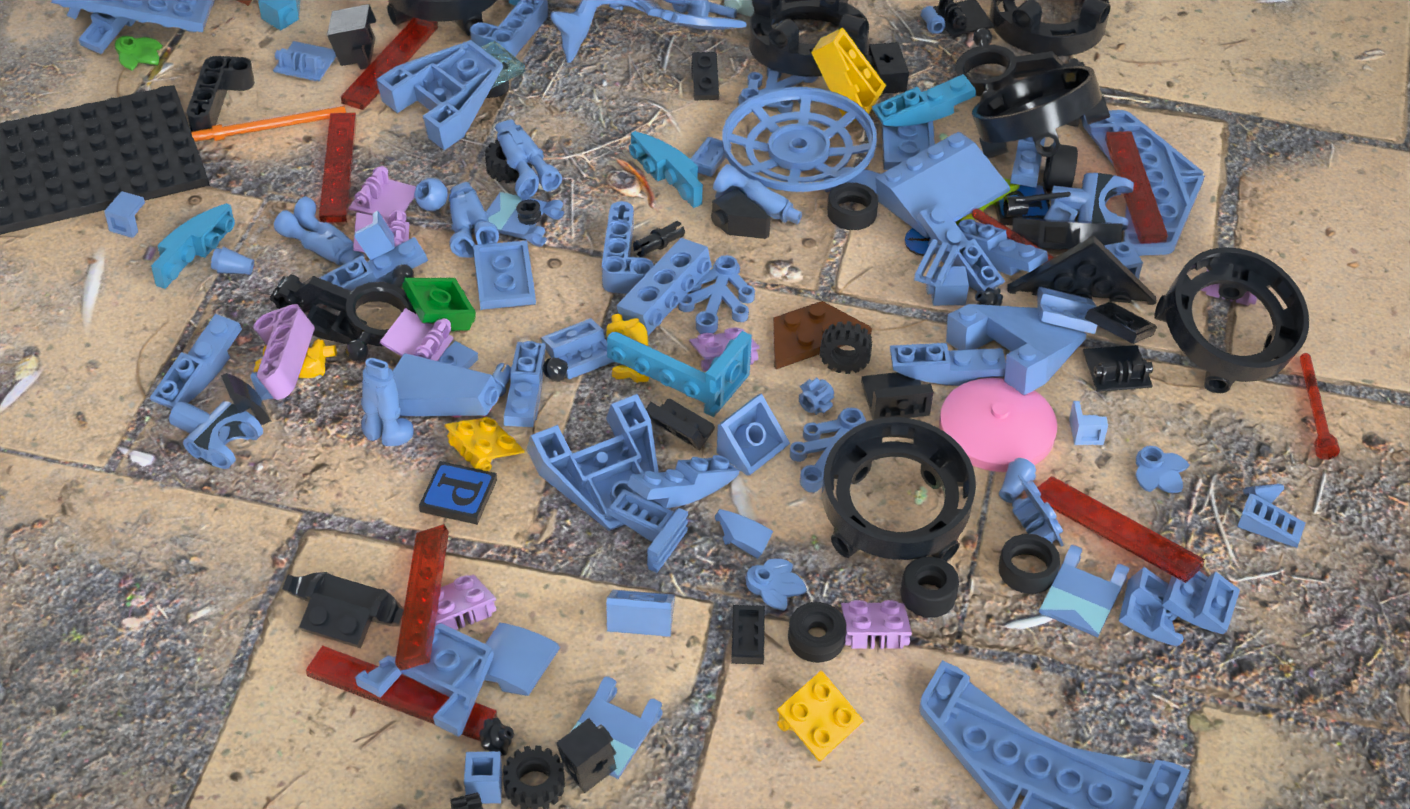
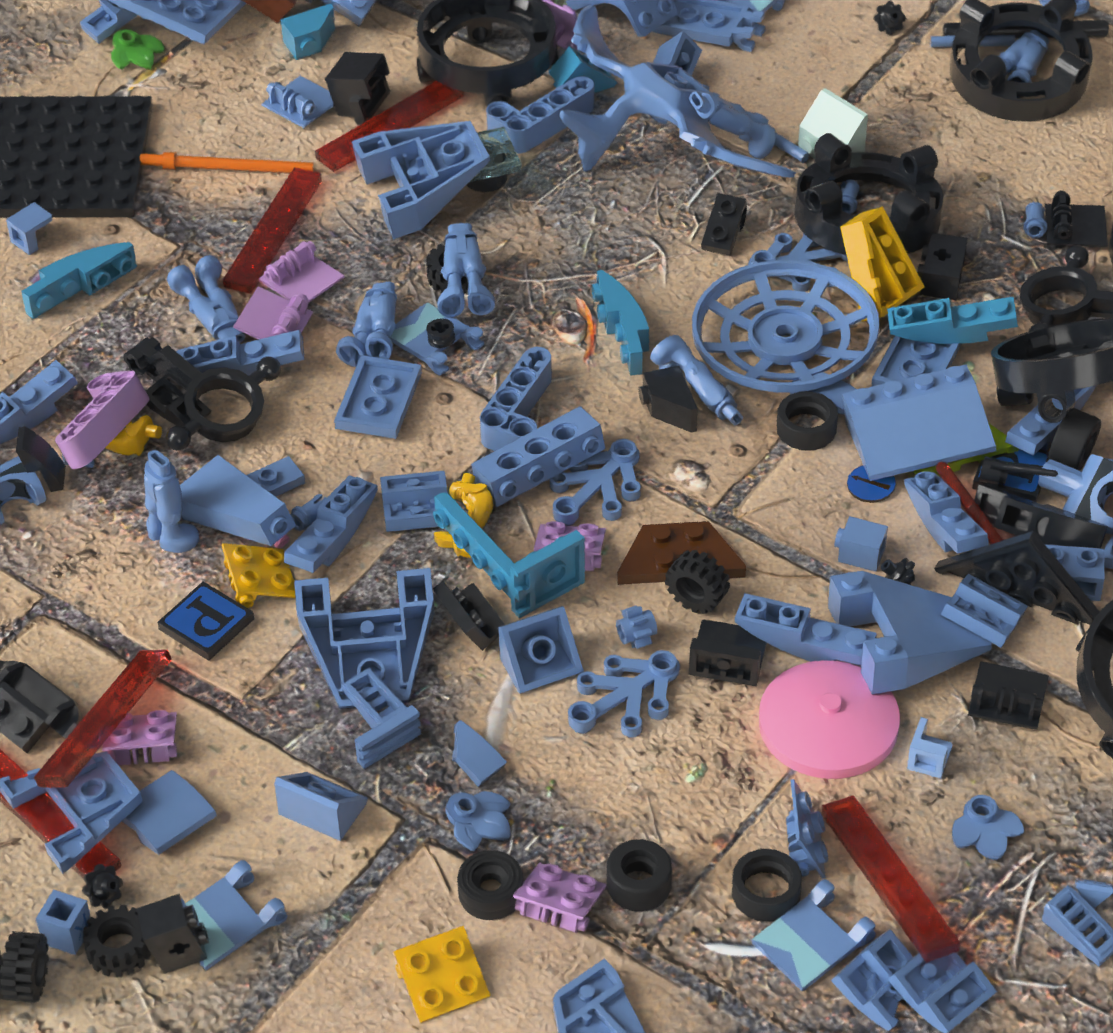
camera: 25 degrees right, 0 degrees up
(214, 81) = (186, 109): black beam -> none
(231, 262) = (106, 307): medium blue cone -> none
(376, 237) = (256, 319): medium blue panel -> none
(418, 338) = (245, 442): lavender hinge -> none
(431, 194) = (348, 286): medium blue piece -> none
(440, 299) = (289, 409): green plate -> none
(555, 369) = (373, 515): black hinge -> none
(658, 239) = (567, 400): black pin -> none
(687, 483) = (443, 682): medium blue slope -> none
(709, 156) = (674, 319): medium blue plate -> none
(748, 634) = (416, 864): black plate -> none
(942, 250) = (847, 510): medium blue tile -> none
(942, 464) = (625, 705): black piece -> none
(979, 268) = (896, 504): medium blue slope -> none
(1012, 485) = (816, 781): medium blue cone -> none
(1060, 211) = (1044, 492): medium blue tile -> none
(1121, 322) = (1038, 642): black tile -> none

